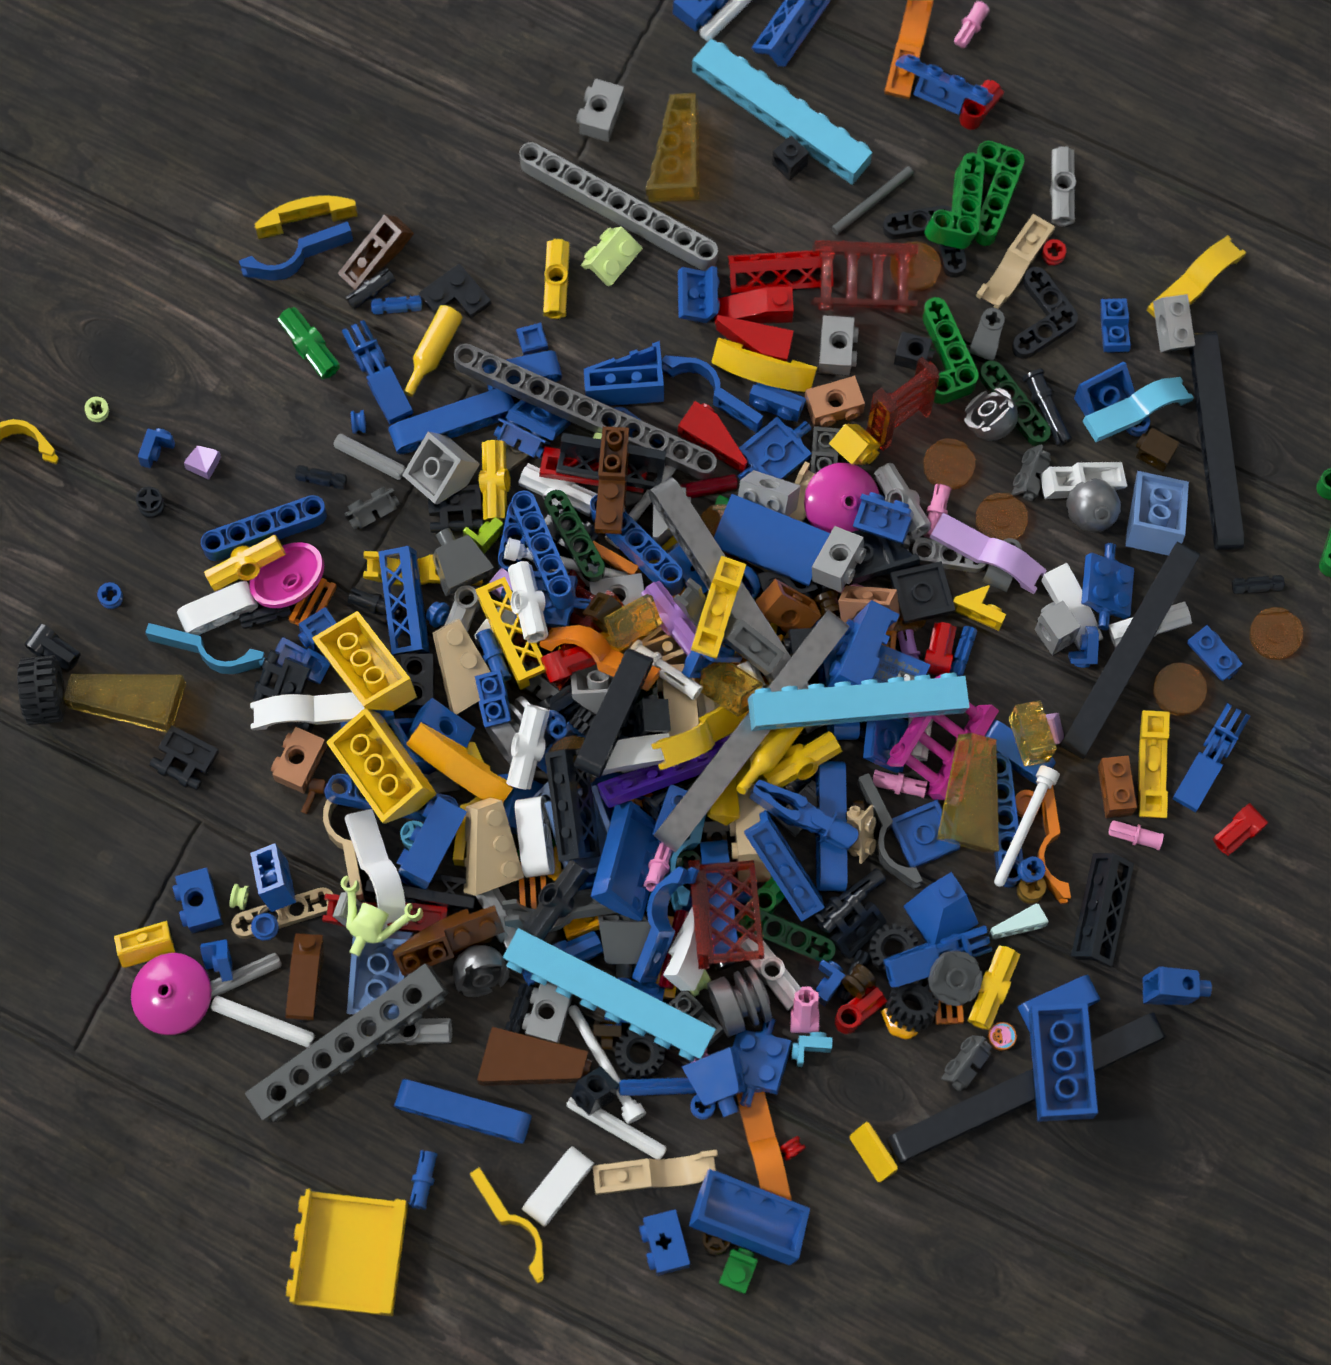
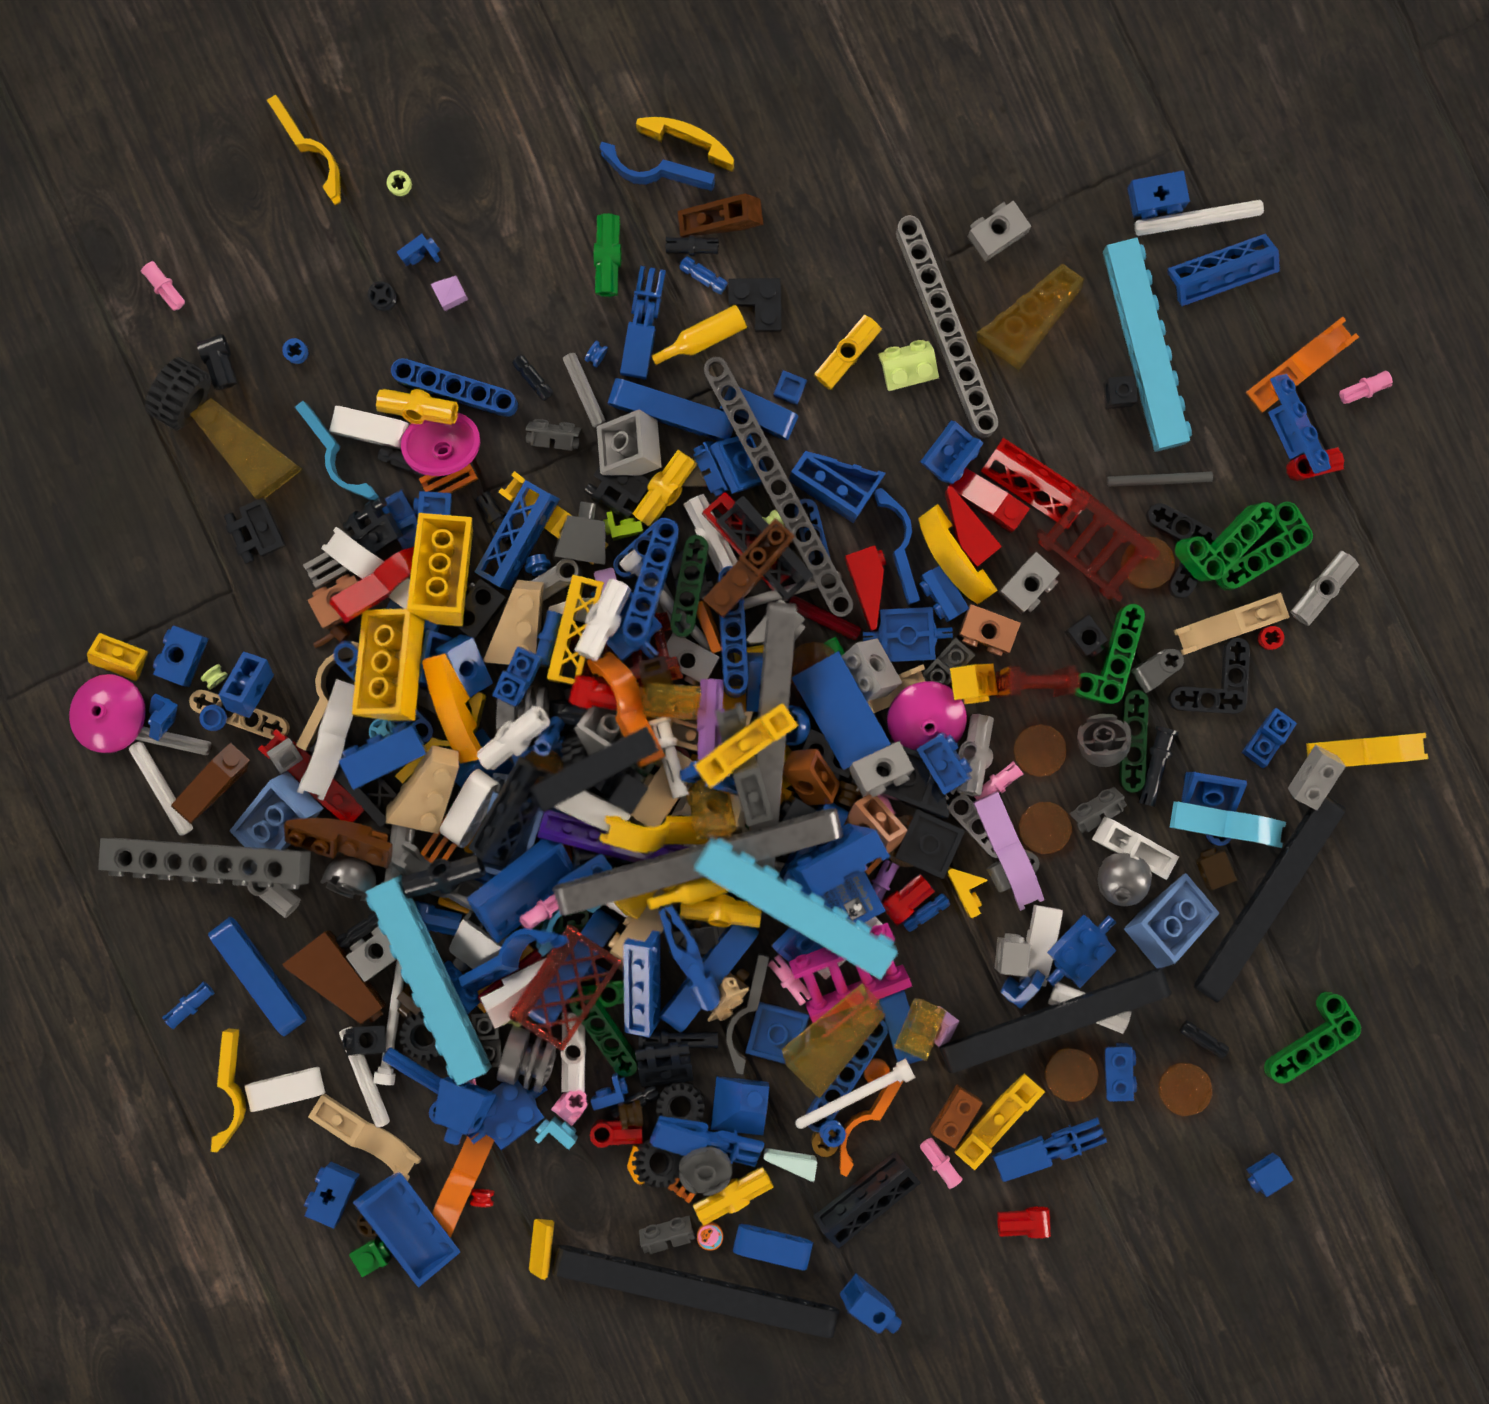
camera: 40 degrees right, 15 degrees up
(275, 748) = (313, 574): none -> light grey tile
(322, 715) = (374, 587): none -> red piece
(347, 1253) = (92, 1015): yellow panel -> none
(370, 920) = (289, 781): yellowish green piece -> none
(1062, 1062) = (731, 1304): blue brick -> none

